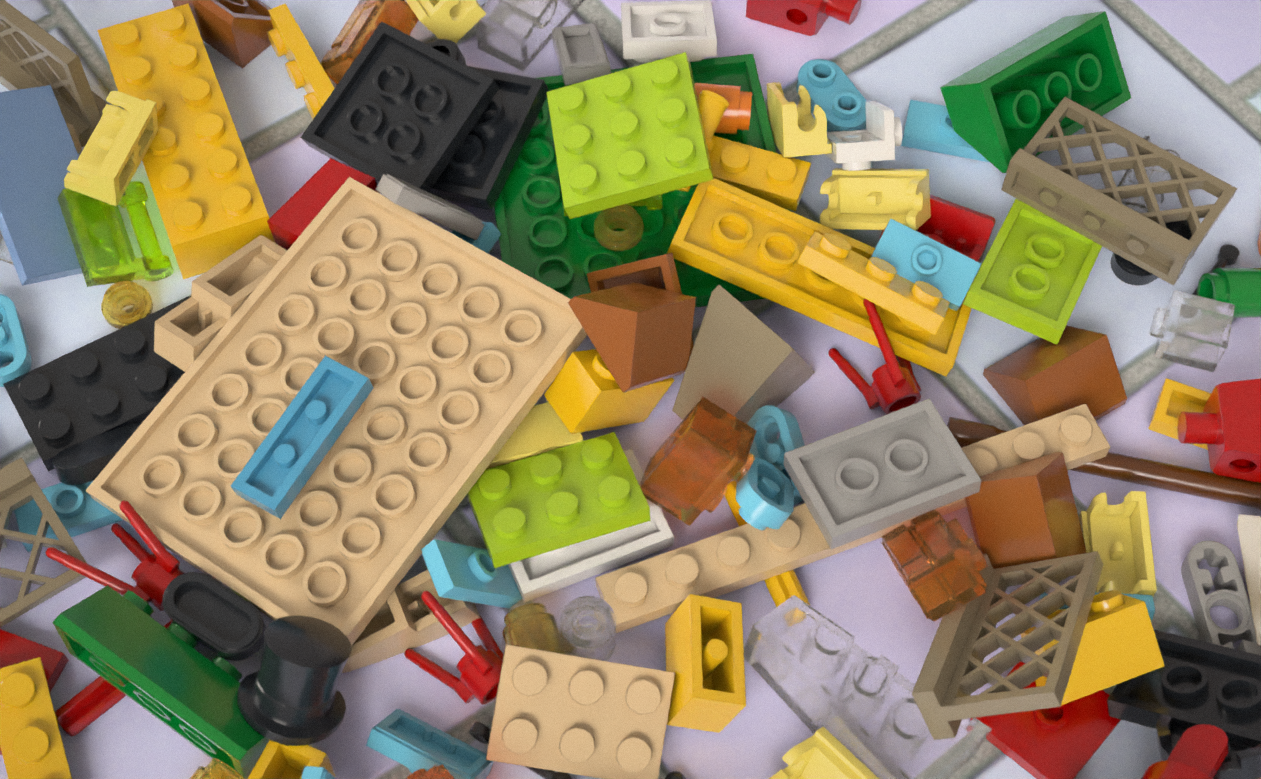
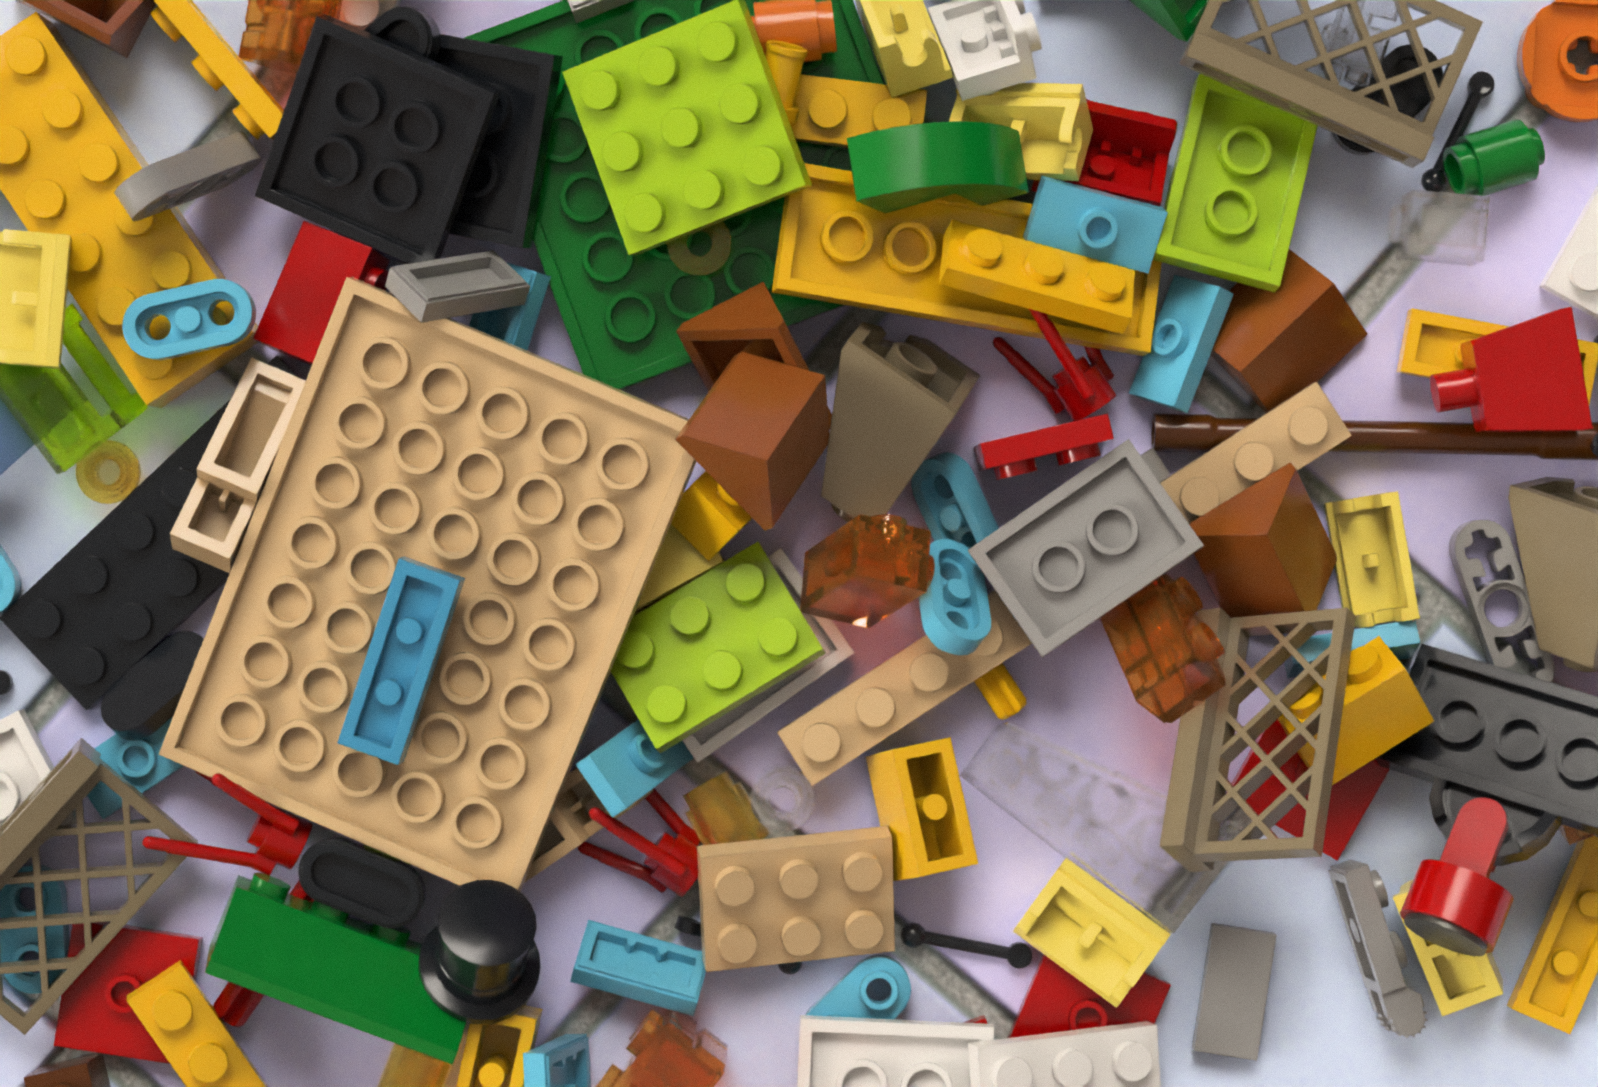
camera: 10 degrees left, 30 degrees up
(225, 183) = (190, 317): none -> medium azure plate
(249, 96) = (187, 176): none -> light grey beam
(801, 178) = (935, 160): none -> green brick
(852, 397) = (1069, 442): none -> red plate
(978, 370) = (1181, 343): none -> medium azure plate

